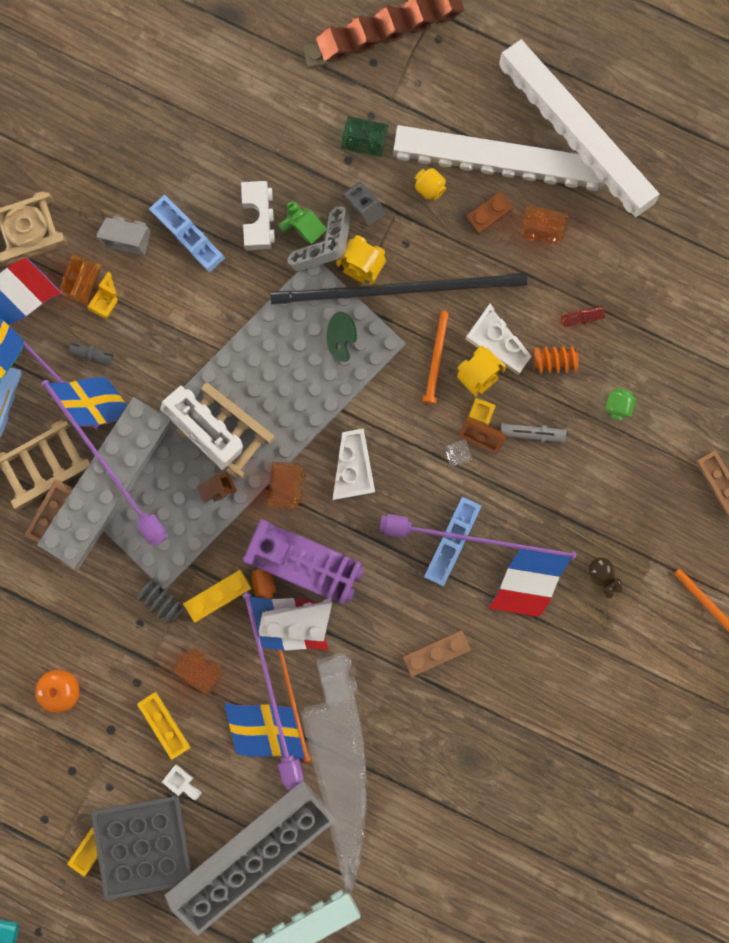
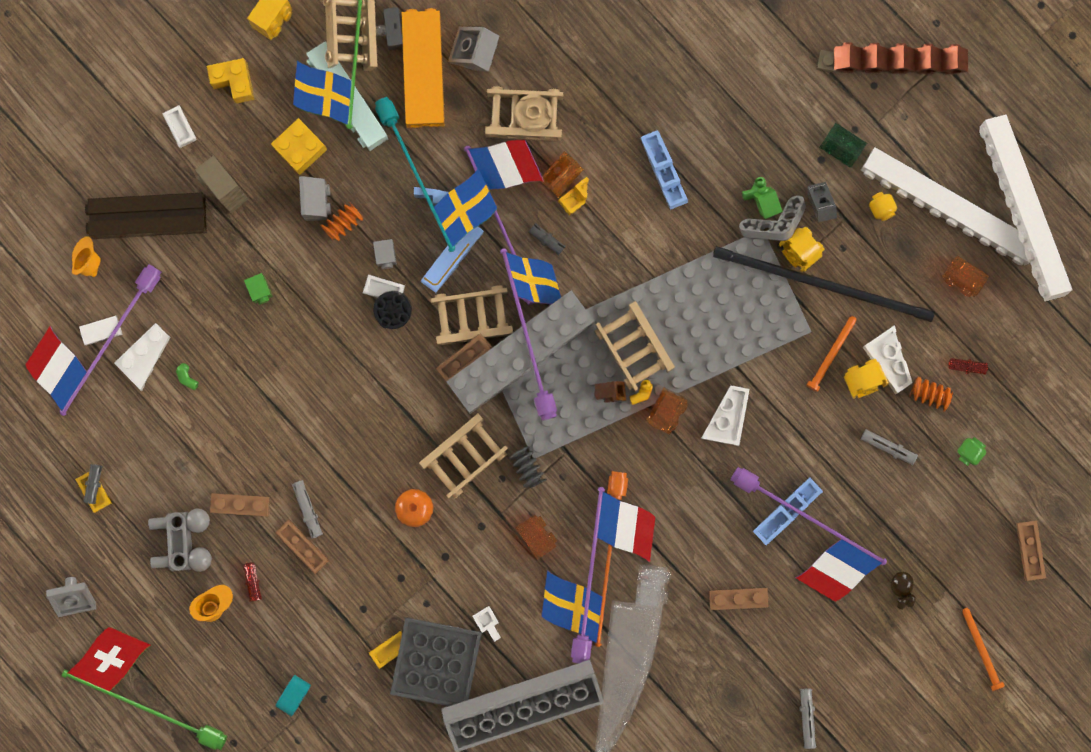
camera: 20 degrees right, 0 degrees up
(77, 597) = (460, 437): none -> tan fence
(124, 236) = (612, 152): light grey slope -> none
(163, 725) = (491, 570): yellow plate -> none
(177, 408) = (633, 360): white brick -> none
(217, 596) = (576, 481): yellow brick -> none
(253, 476) = (643, 394): none -> yellow arm
(257, 196) = (724, 193): white arch -> none
(297, 623) = (633, 528): white wing -> none
(303, 562) = (661, 482): medium lavender brick -> none
(340, 331) = (763, 301): dark green piece -> none
(458, 452) = (820, 439): clear tile -> none
(482, 411) = (852, 413): yellow tile -> none
(482, 435) = (846, 433): dark orange plate -> none
(489, 212) = (923, 249): dark orange plate -> none
(552, 741) = (807, 718): none -> light grey pin

